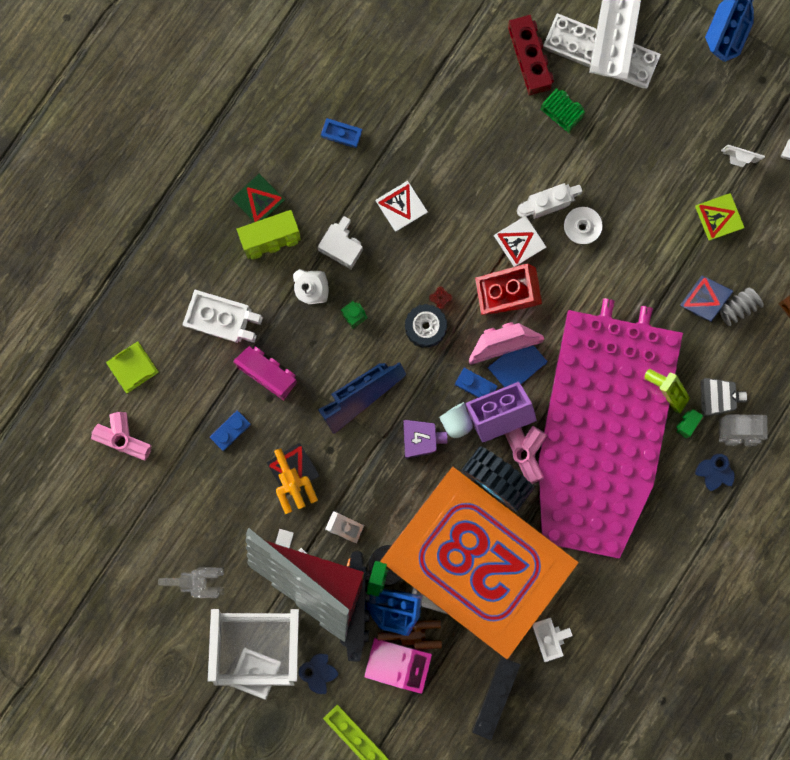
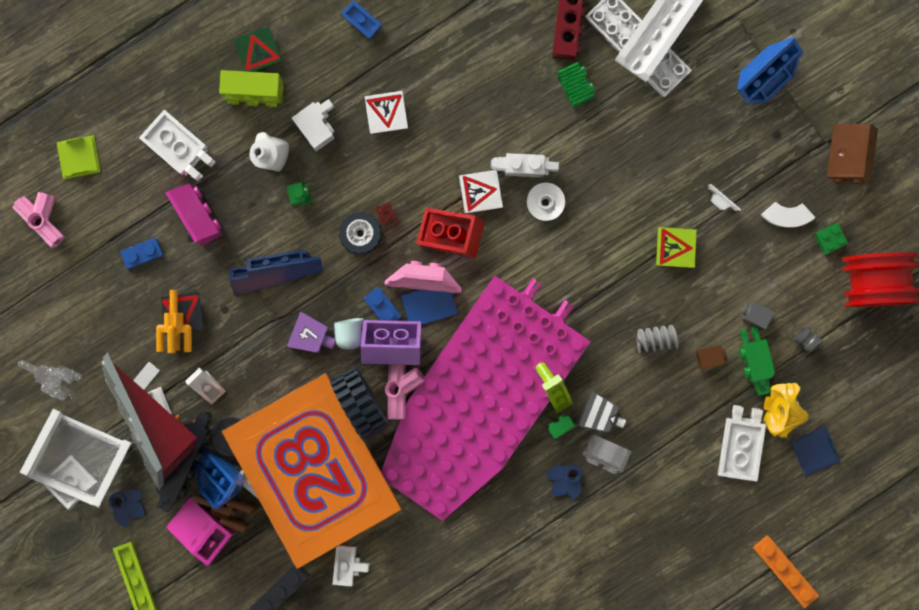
camera: 25 degrees right, 5 degrees up
(377, 579) = (211, 446): green piece -> none
(706, 298) = (629, 318): dark blue piece -> none

